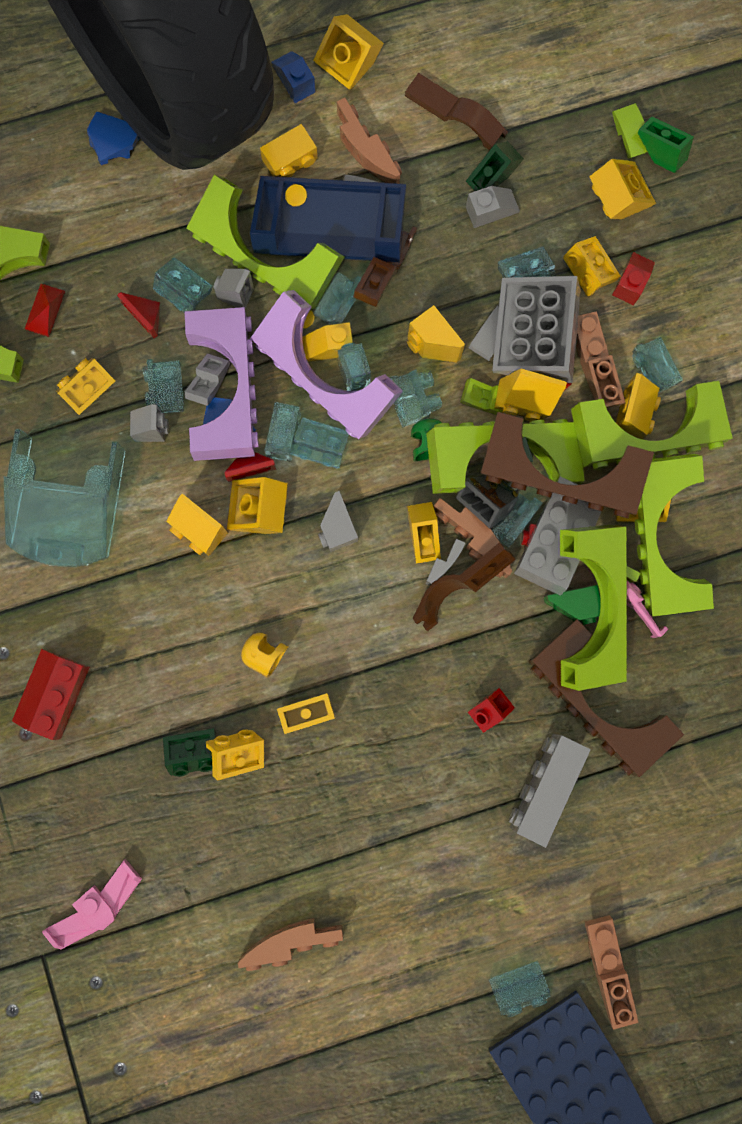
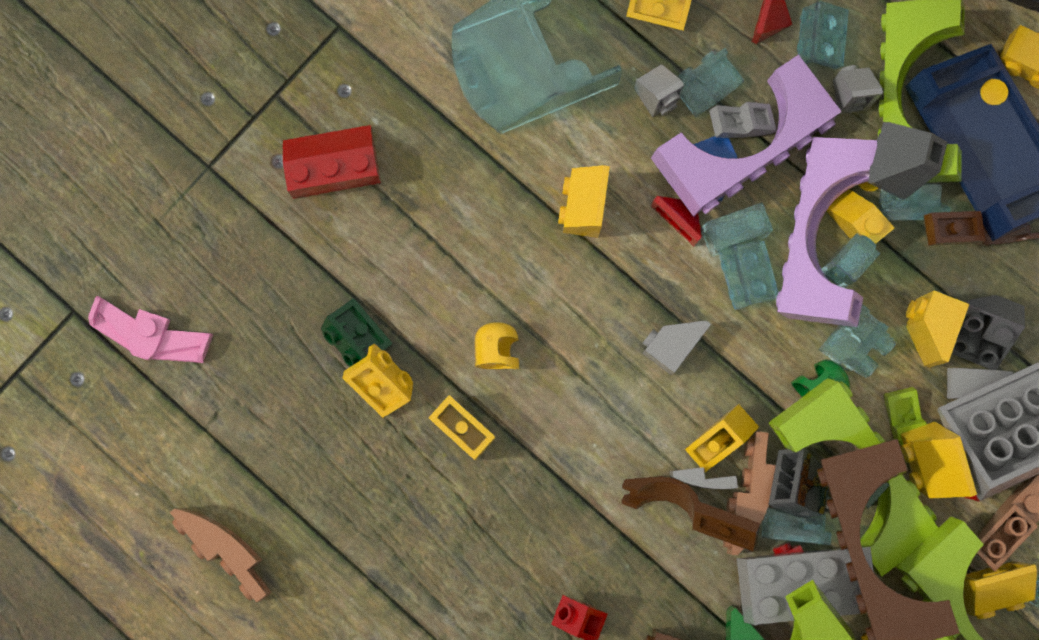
camera: 65 degrees right, 0 degrees up
(257, 505) = (644, 250): yellow slope -> none
(306, 284) = (905, 159): none -> dark grey slope
(459, 302) = (989, 330): none -> dark grey slope

